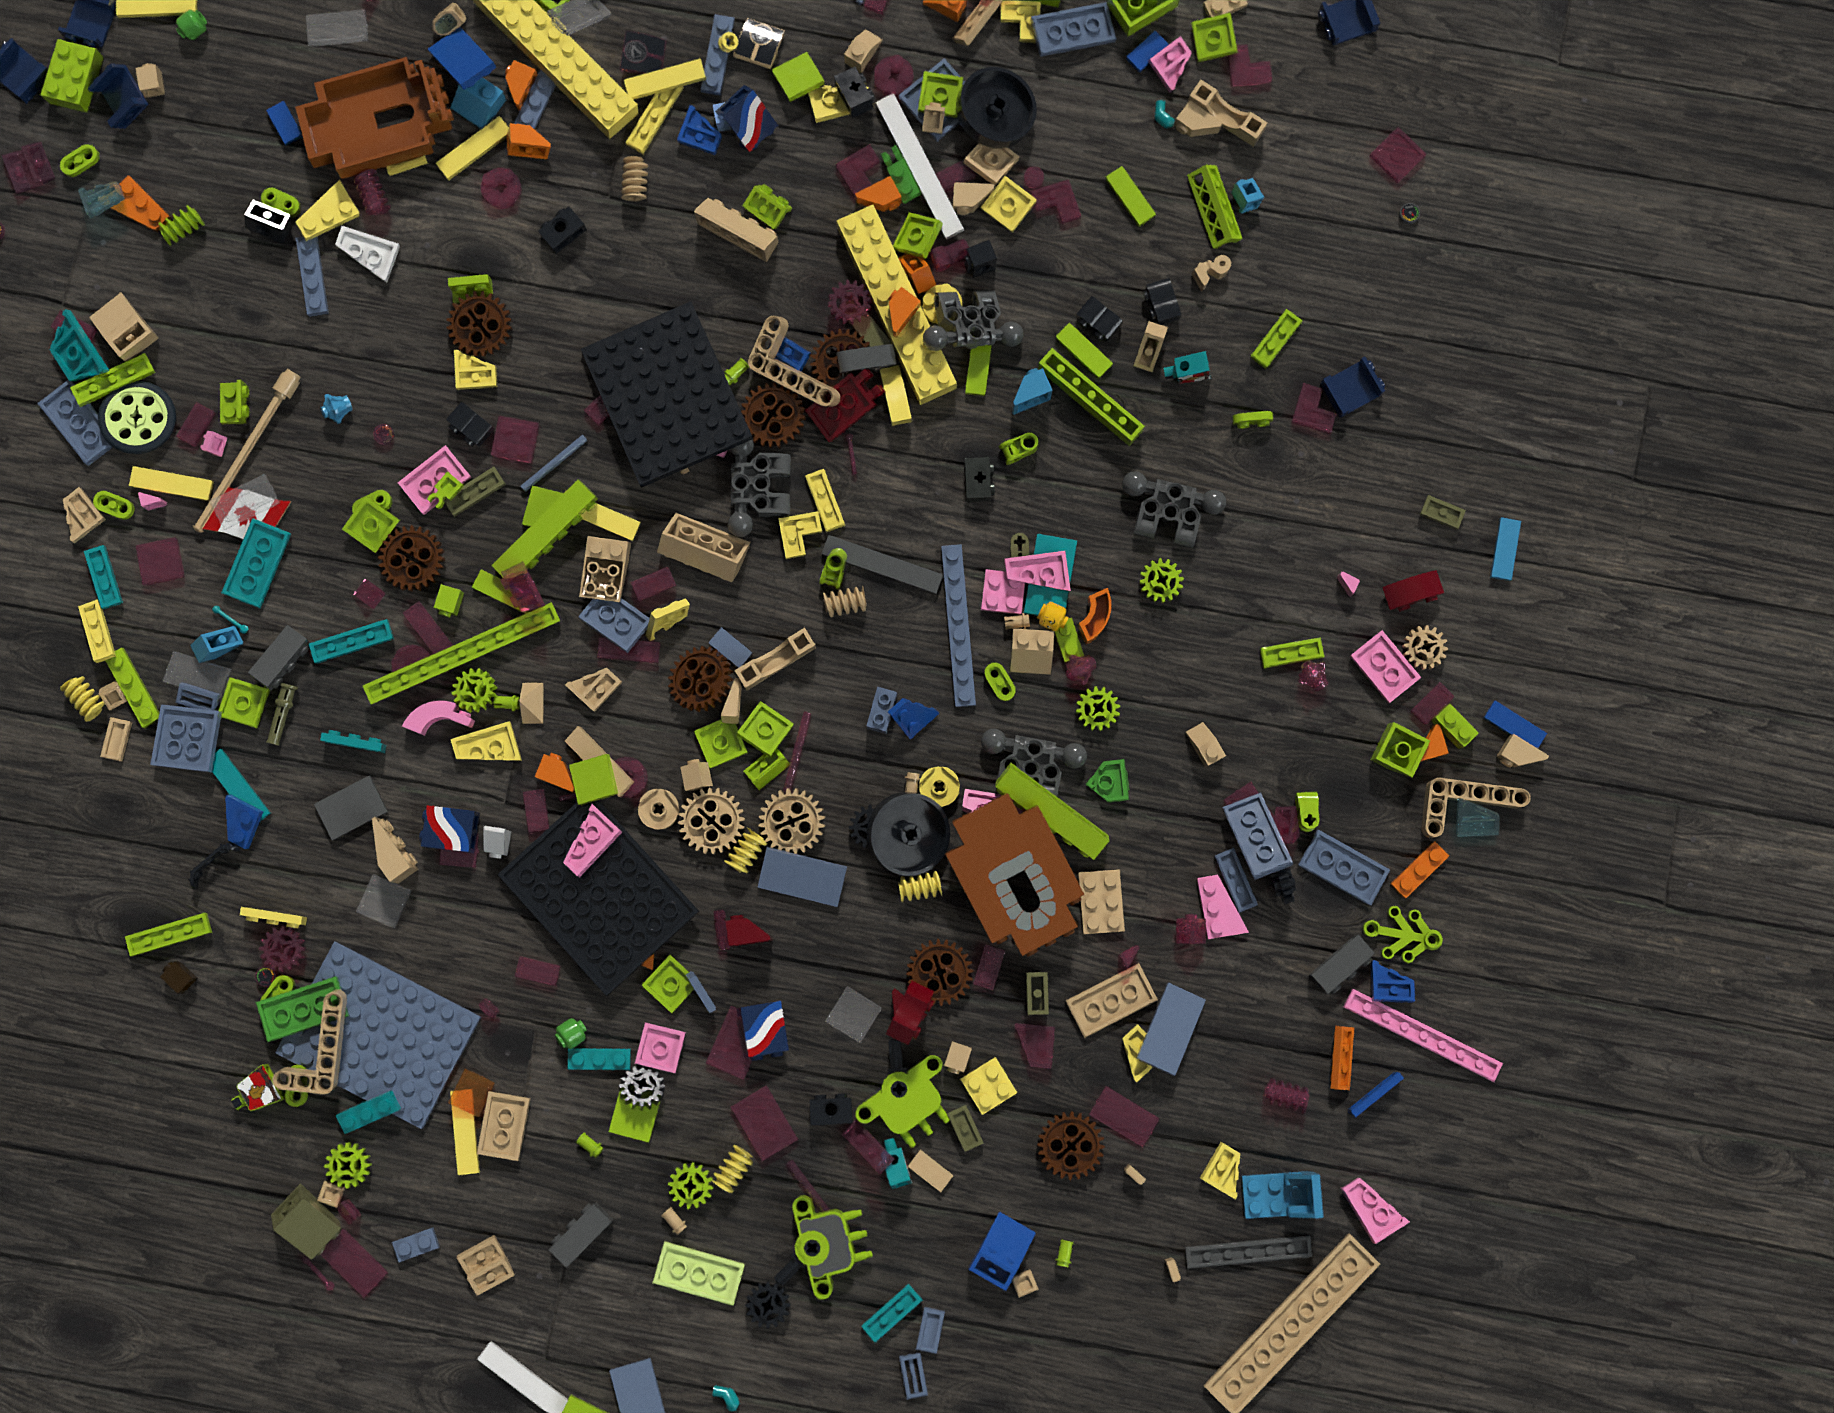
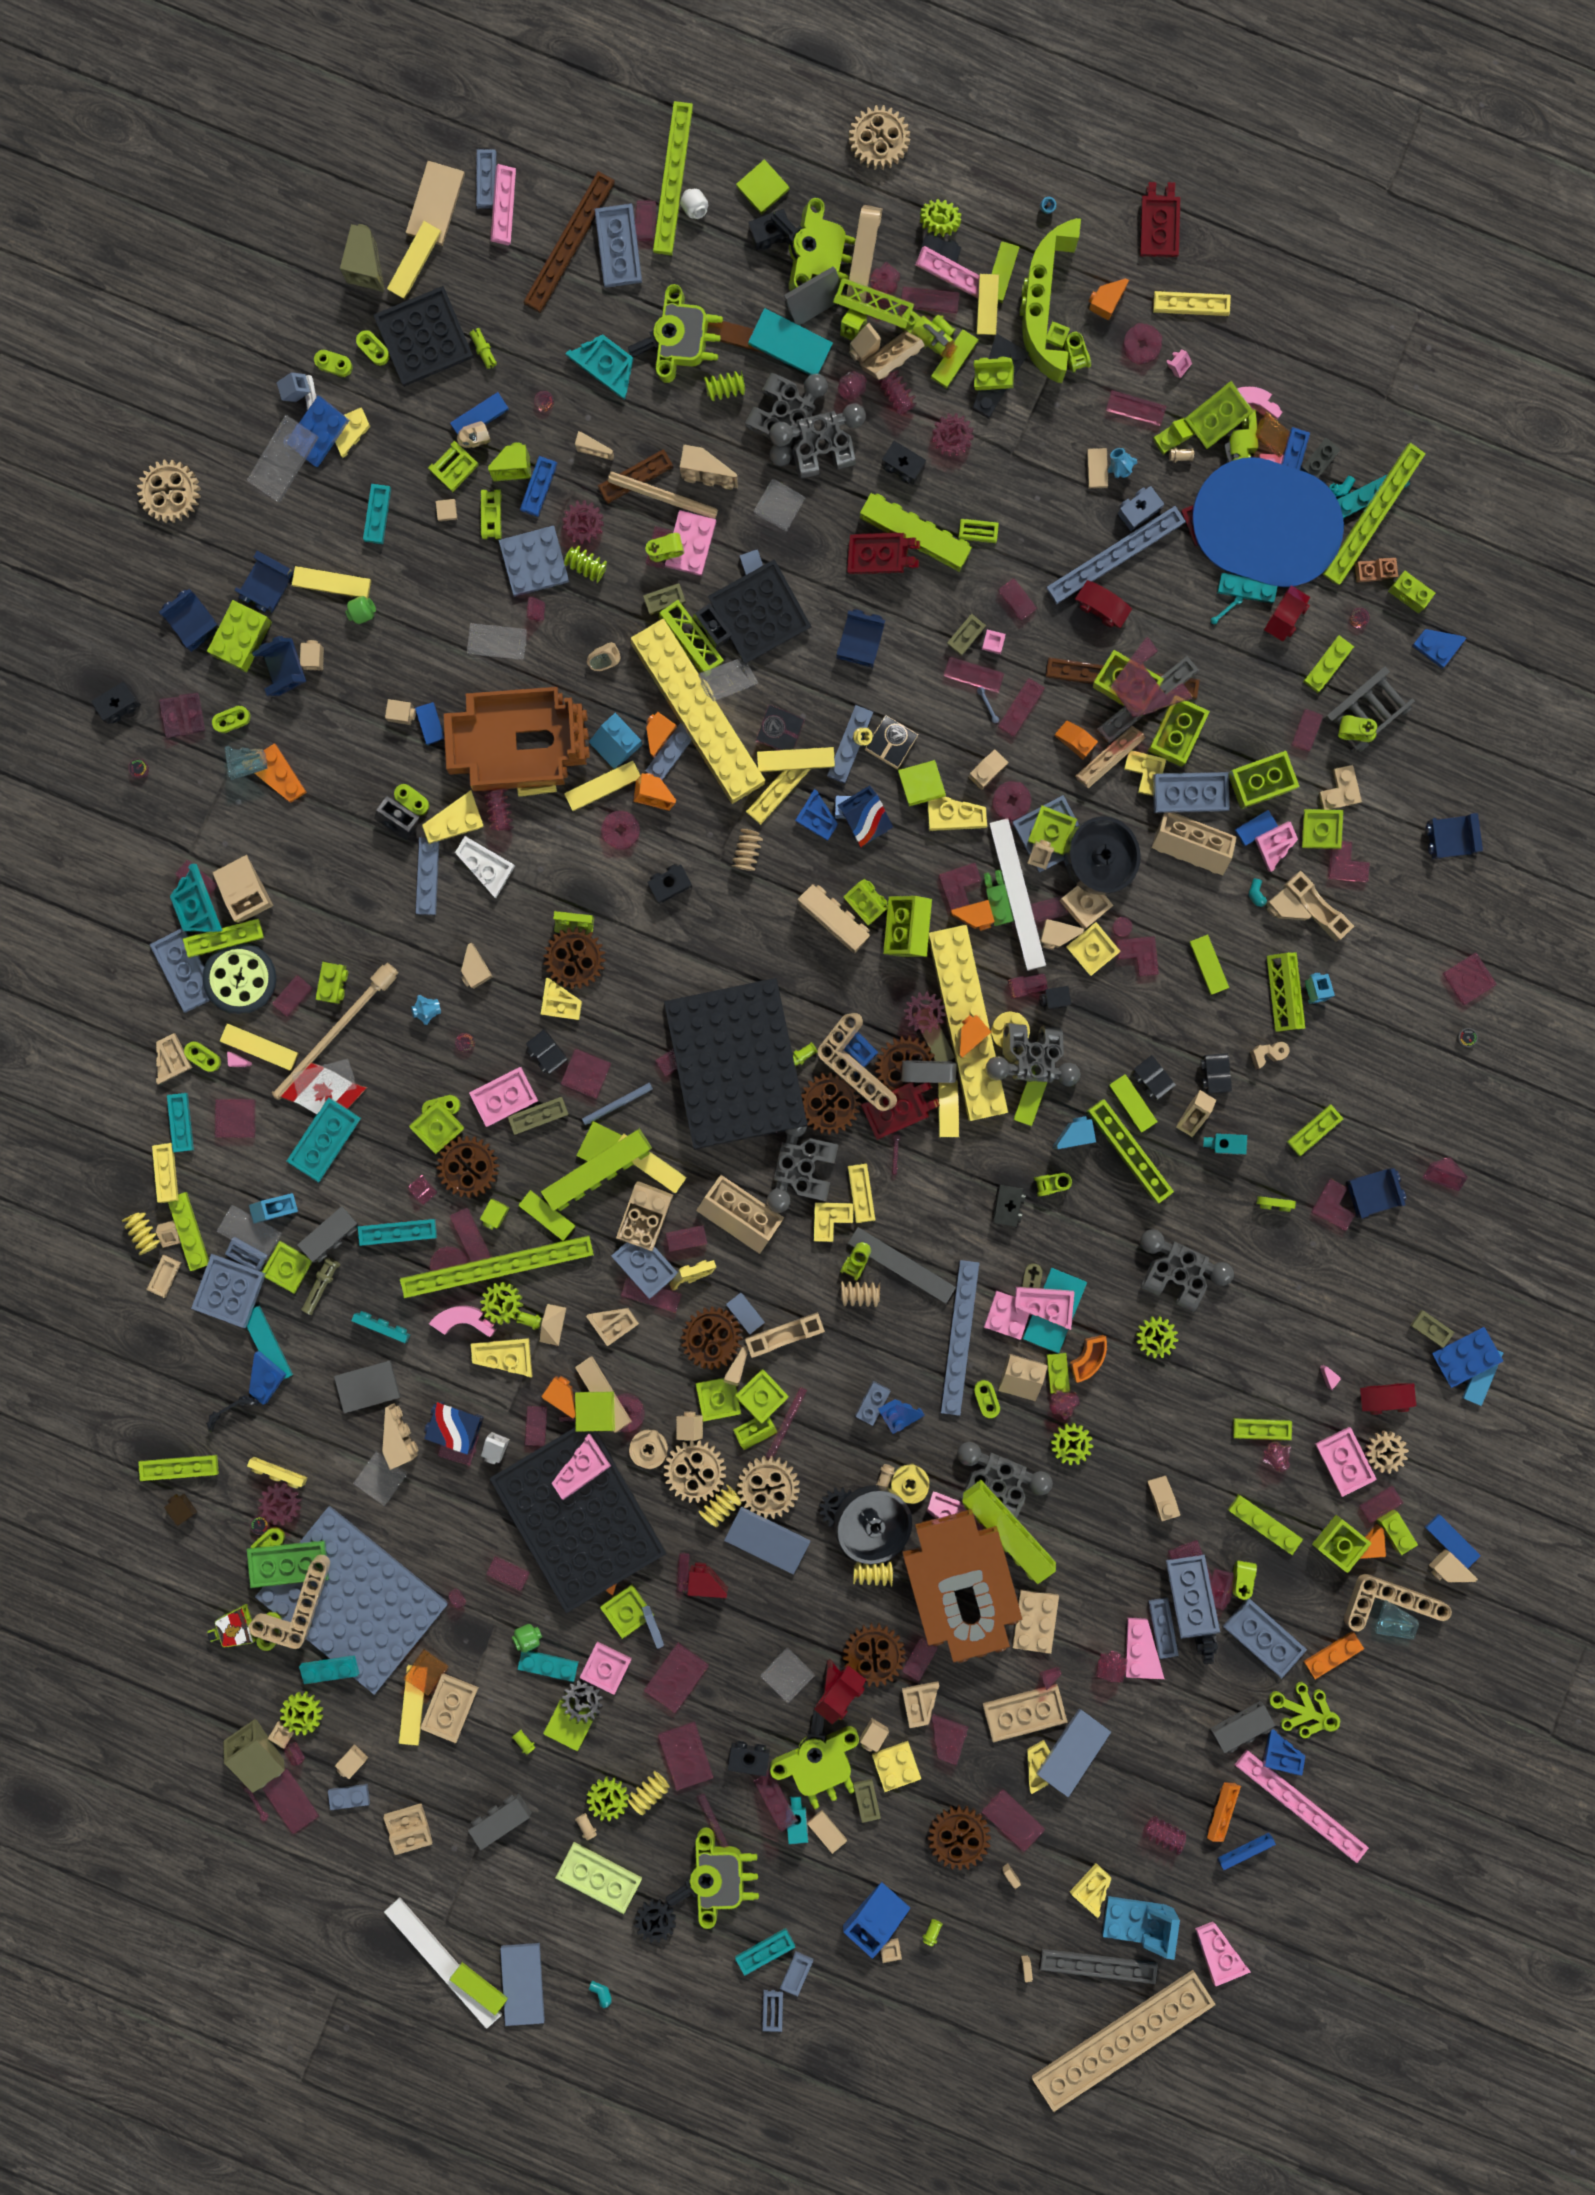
camera: 10 degrees right, 5 degrees up
(180, 225) = (314, 802): lime piece -> none
(214, 443) = (306, 1018): bright pink tile -> none
(243, 628) = (300, 1198): teal hinge -> none
(251, 117) = (400, 712): none -> tan brick
(378, 357) = (474, 968): none -> tan slope
(410, 1205) = (351, 1762): none -> tan brick
(447, 488) = (514, 1109): lime plate -> none
(462, 58) = (609, 700): blue tile -> none
(522, 587) = (565, 1220): clear pink slope -> none
(763, 1030) = (703, 1673): panel -> none
(813, 218) = (907, 926): none -> lime brick
(847, 84) = (971, 822): black brick -> none
(917, 235) = (1001, 961): lime tile -> none
(917, 272) = (993, 994): orange slope -> none
(998, 1013) = (919, 1703): none -> tan wing
(1017, 621) = (1015, 1346): tan pin -> none
(1037, 993) = (958, 1694): olive brick -> none
(1052, 616) = (1049, 1351): yellow head -> none
(1087, 78) = (1194, 842): none -> tan slope
(1111, 781) = (1069, 1513): bright green plate -> none
(1317, 750) = (1265, 1524): none -> lime plate
(1420, 354) = (1446, 1173): none -> clear pink slope
(1485, 533) = (1467, 1357): none -> blue plate

